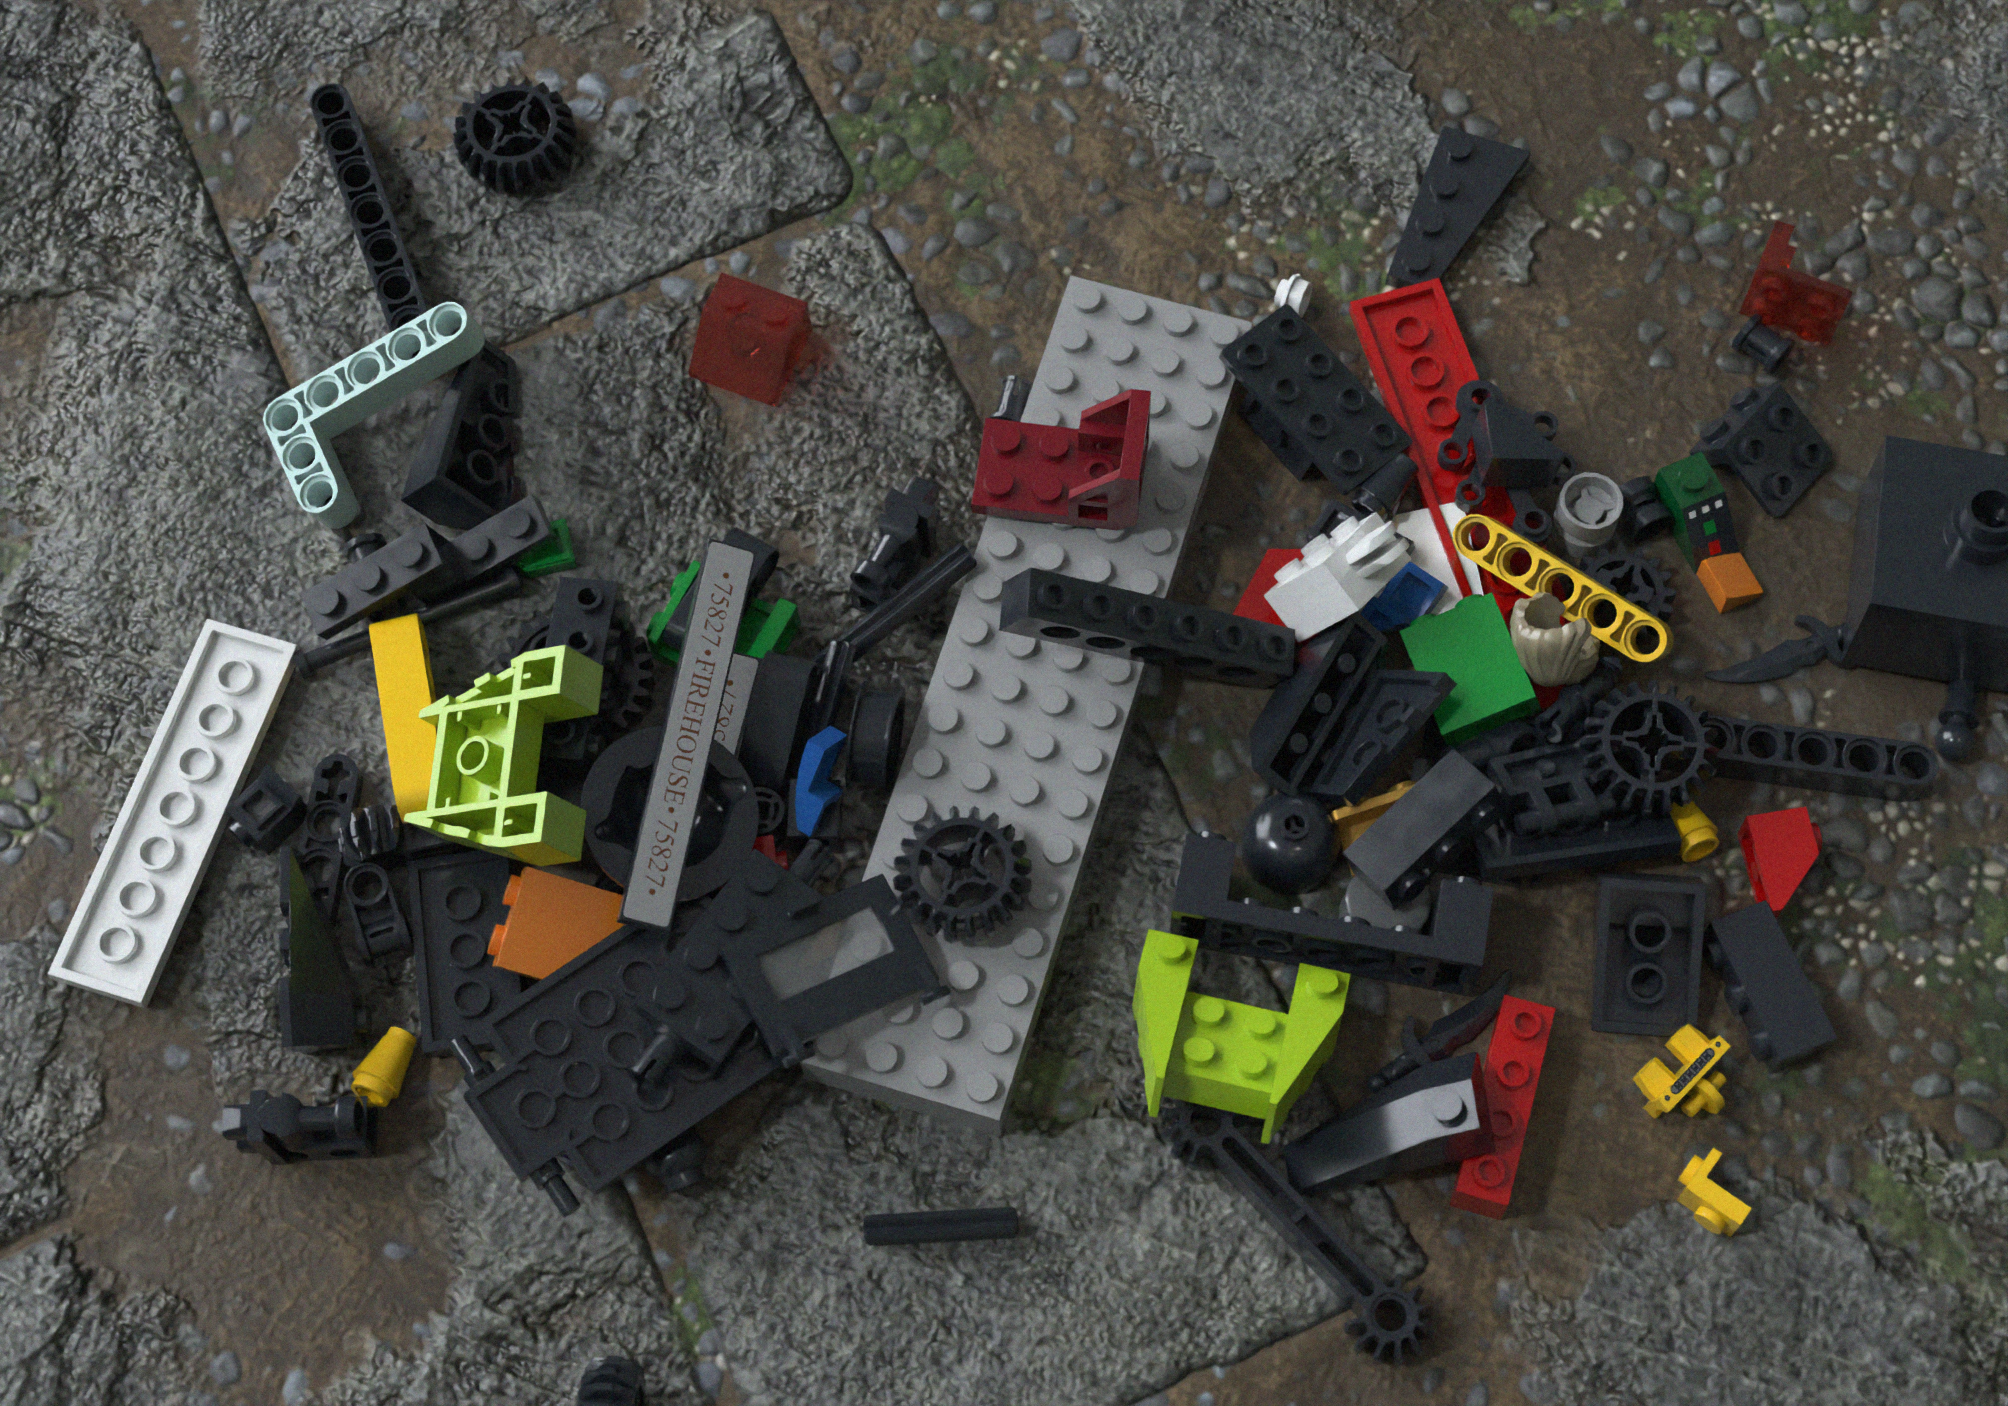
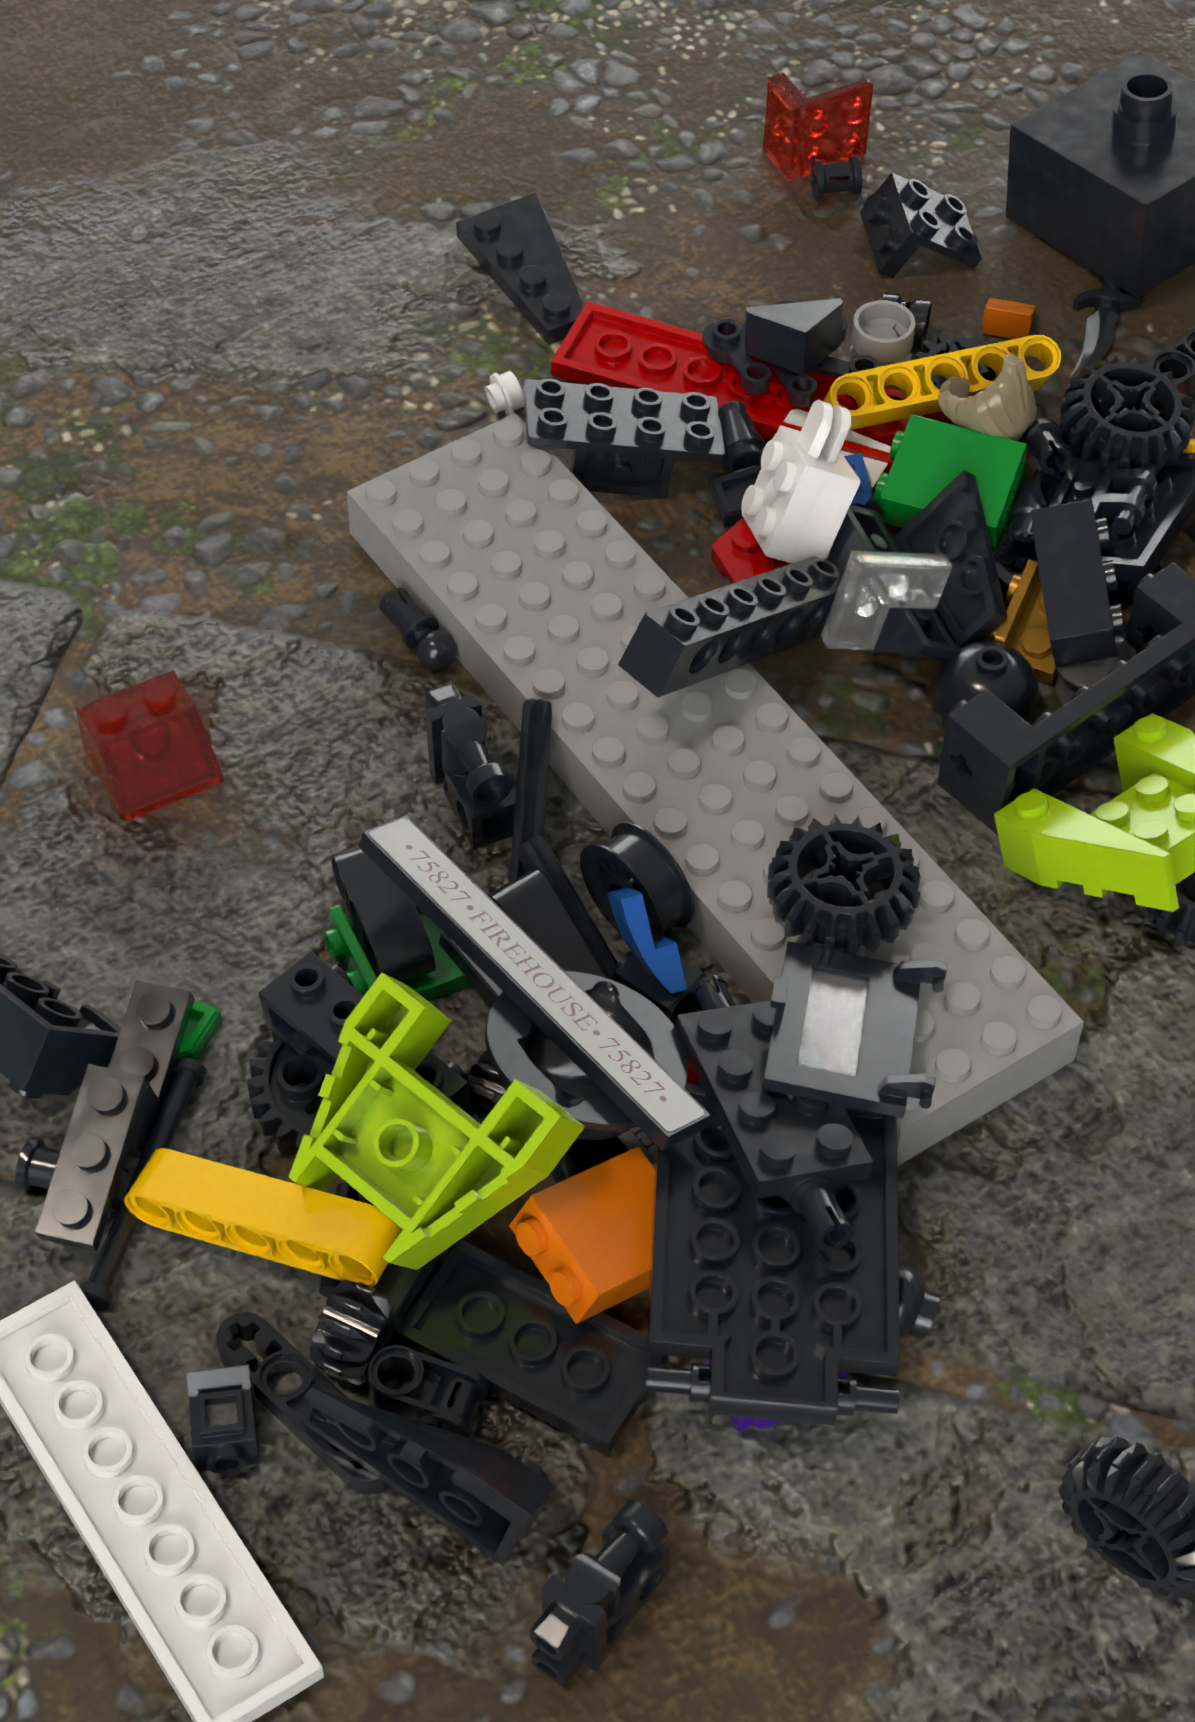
camera: 55 degrees left, 15 degrees down
(385, 1067) = (588, 1490): yellow cone -> none
(940, 1226) = (1128, 1150): black axle -> none
(1068, 473) = (561, 570): dark red bracket -> none
(1276, 694) = (873, 586): none -> clear brick
(1699, 509) = (937, 277): slope -> none

